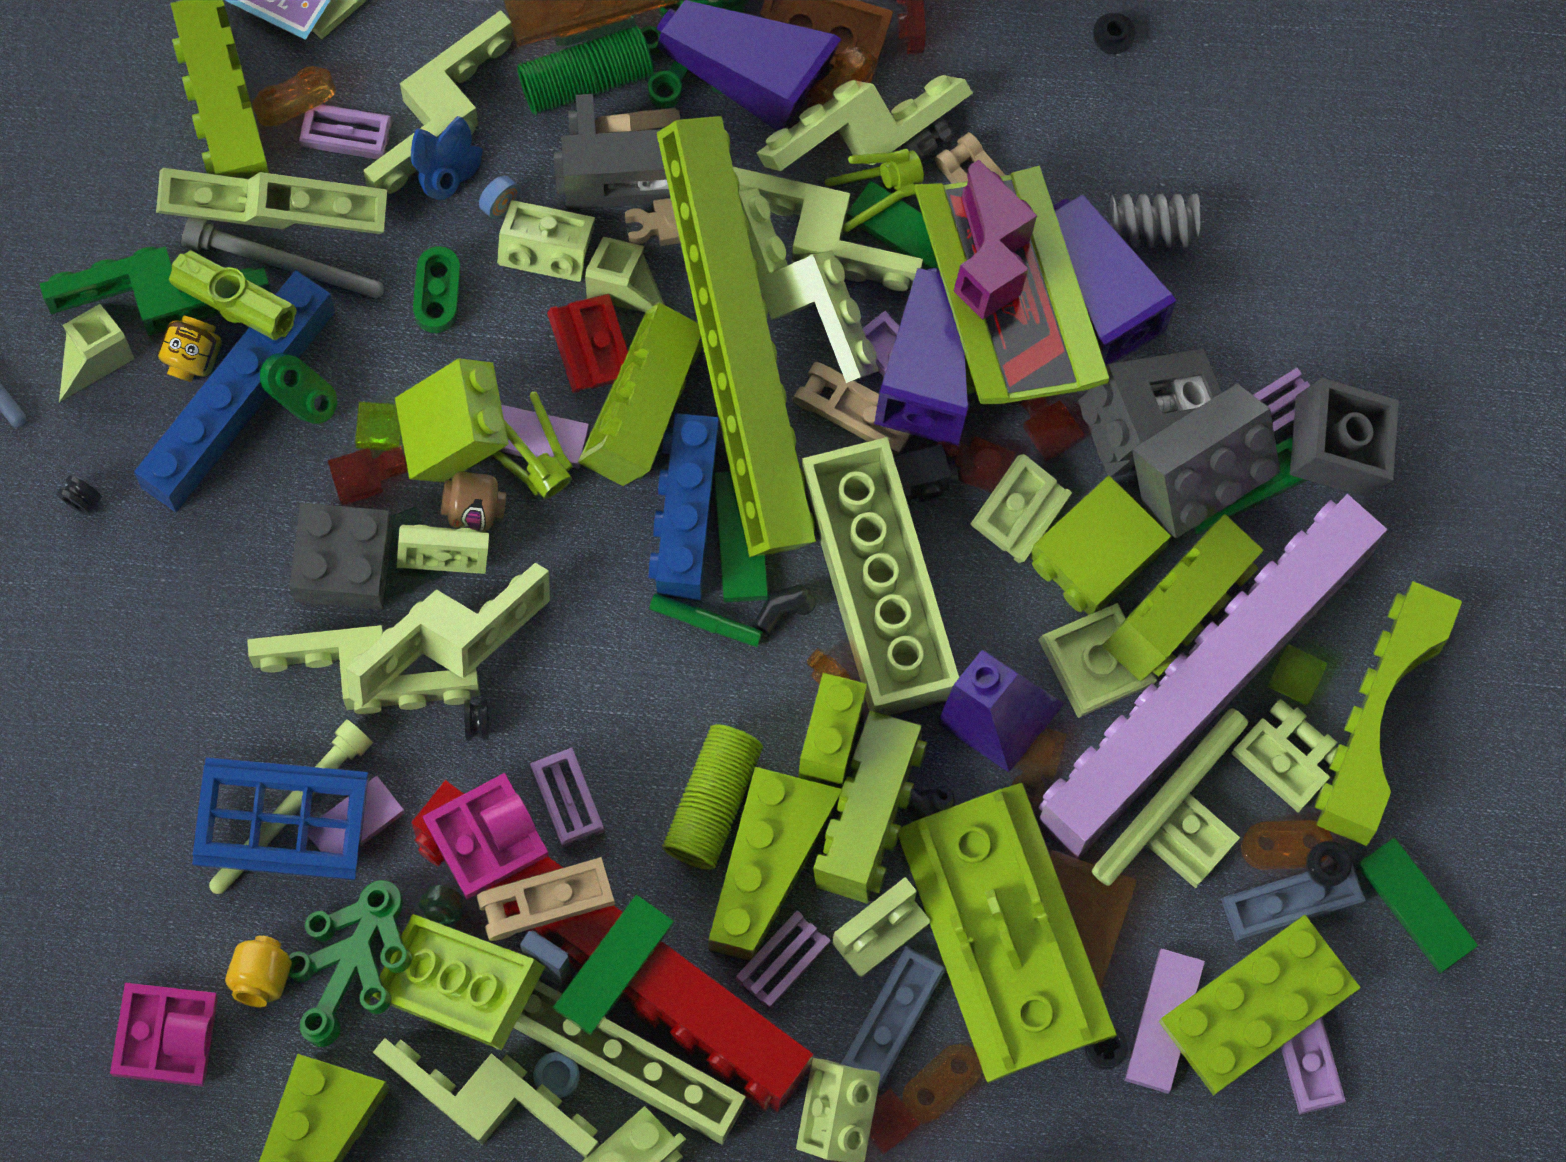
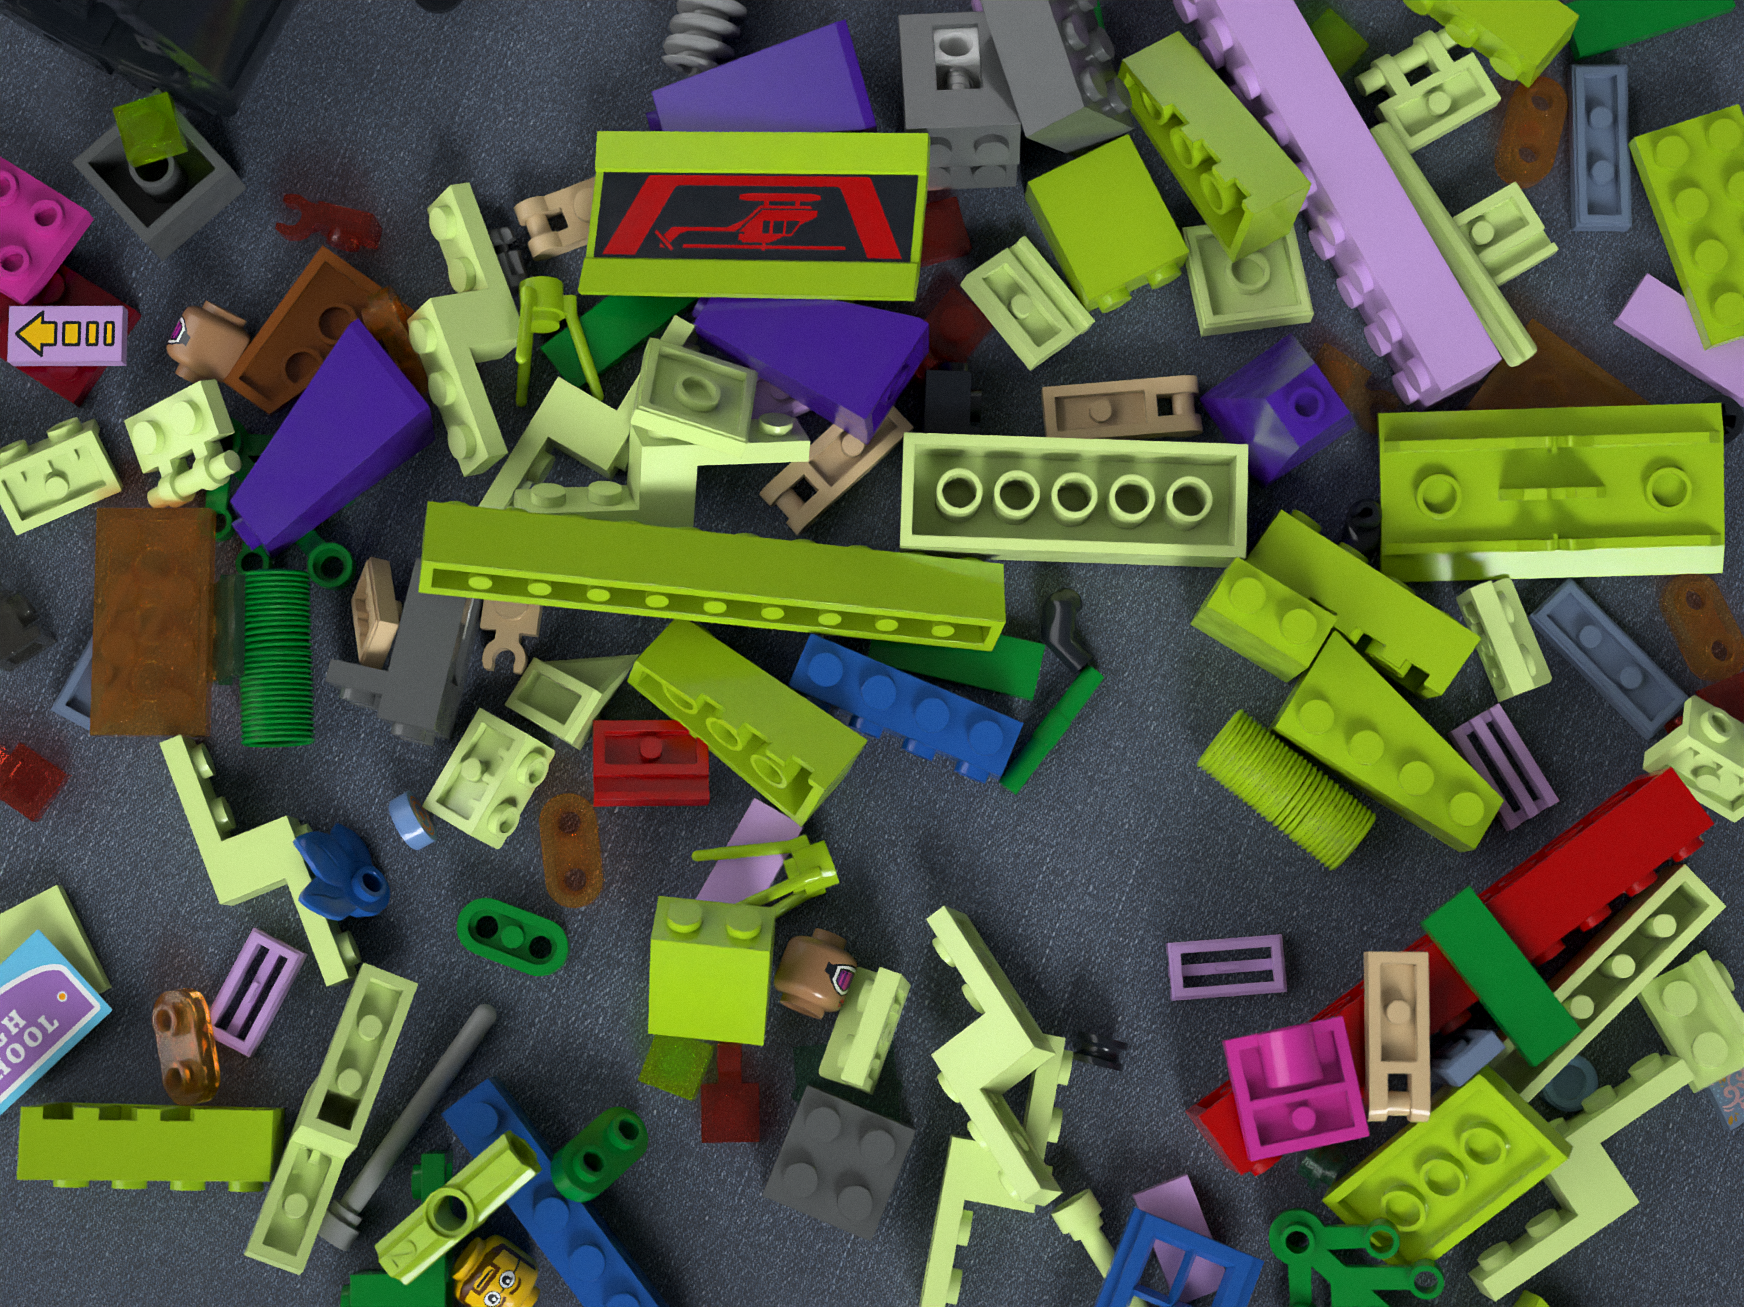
camera: 70 degrees left, 10 degrees up
(509, 308) = (571, 851): none -> clear orange plate
(824, 663) = (1169, 598): clear orange plate -> none
(862, 282) = (695, 397): none -> yellowish green plate
(962, 598) = (1121, 409): none -> tan plate
(999, 228) = (673, 206): magenta arch -> none
(1341, 860) = (1590, 79): black plate -> none

